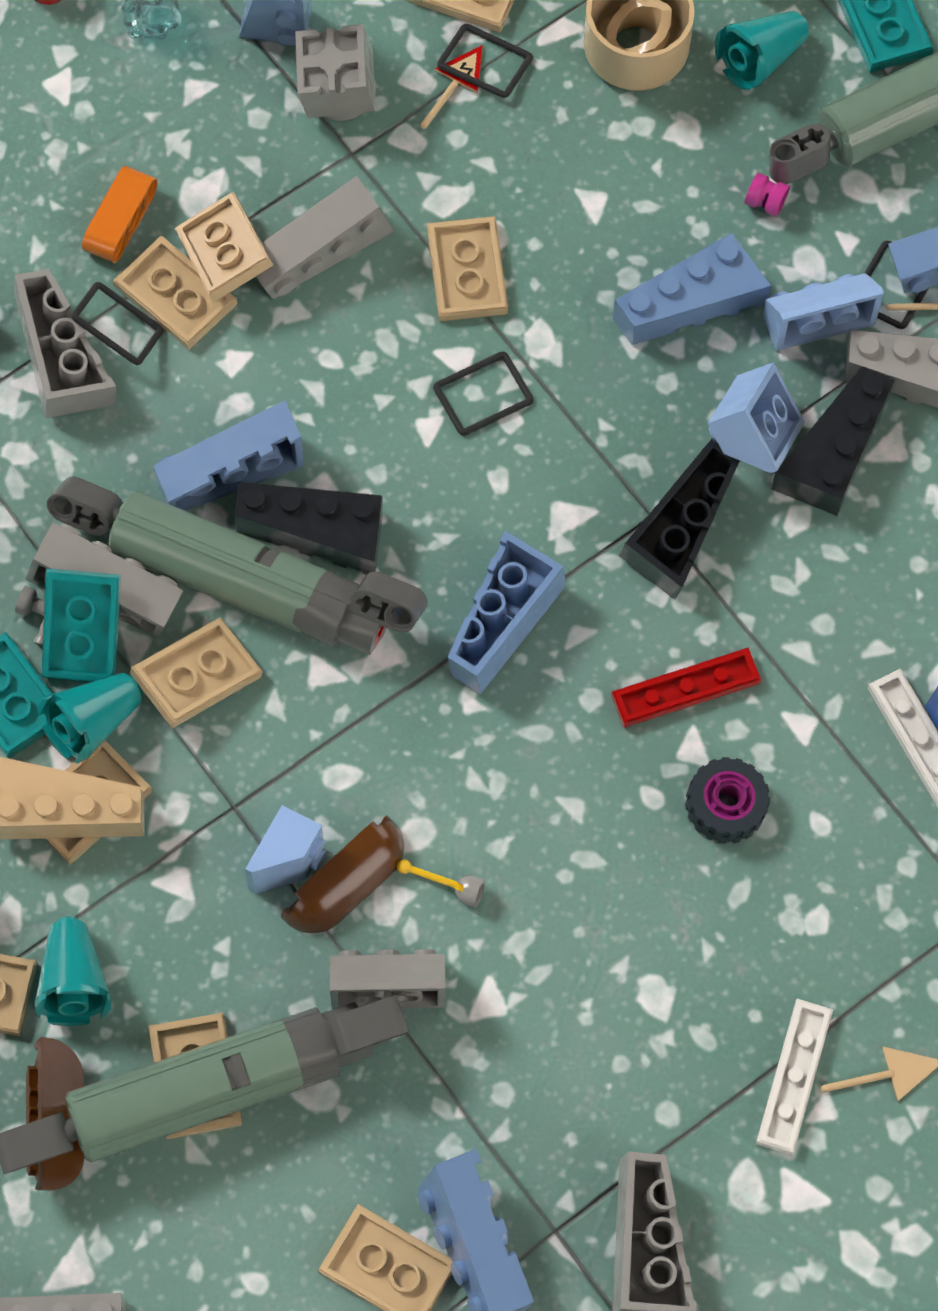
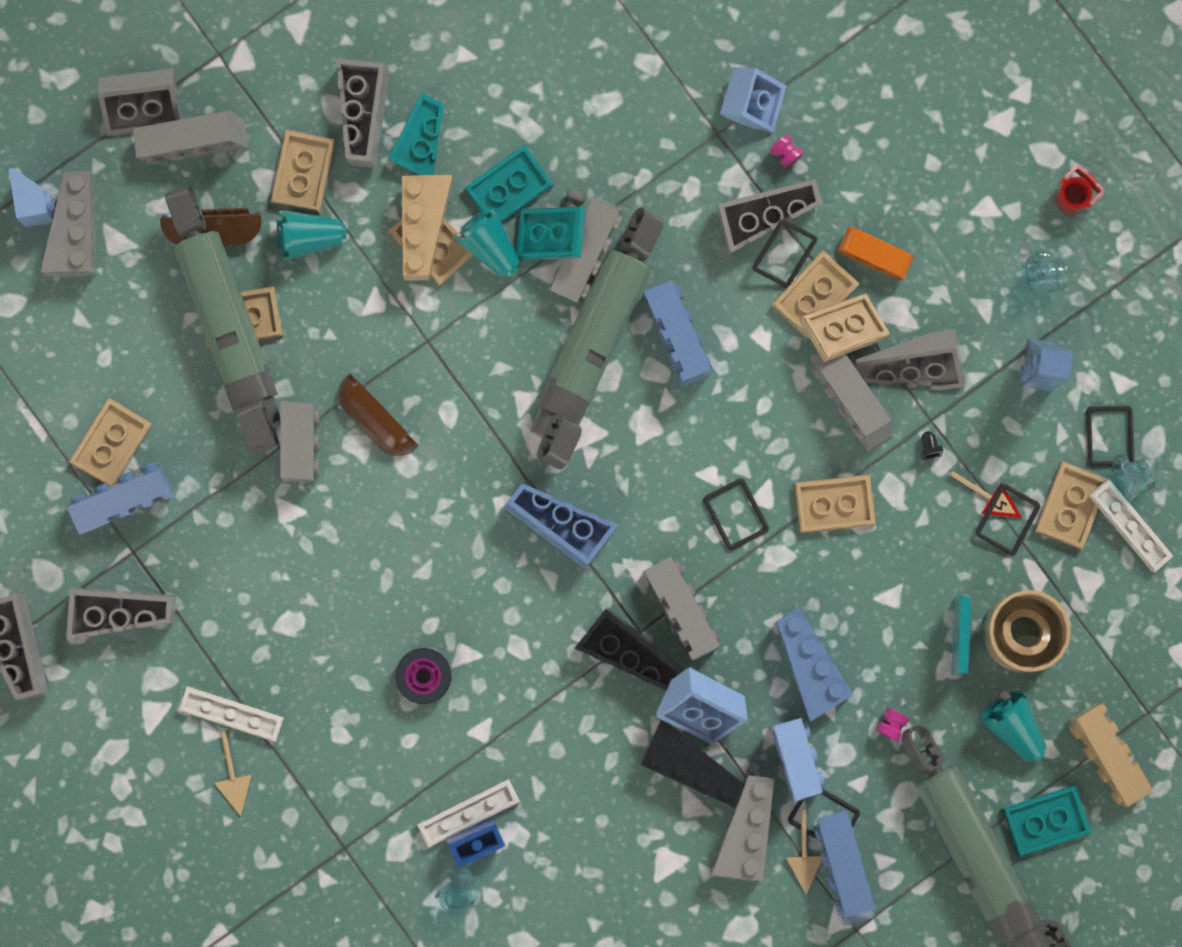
camera: 85 degrees right, 15 degrees up
(196, 672) = (520, 313): tan tile -> none
(270, 151) = (924, 360): none -> light grey wedge
(286, 852) = (387, 375): light blue slope -> none
(314, 521) = (629, 400): black wedge -> none
(335, 72) = (985, 406): light grey piece -> none
(386, 149) = (930, 446): none -> black piece
(467, 889) = (363, 497): hinge -> none
(623, 452) = (681, 609): none -> light grey wedge
(645, 106) = (961, 635): none -> teal tile
(686, 687) = (509, 651): red tile -> none

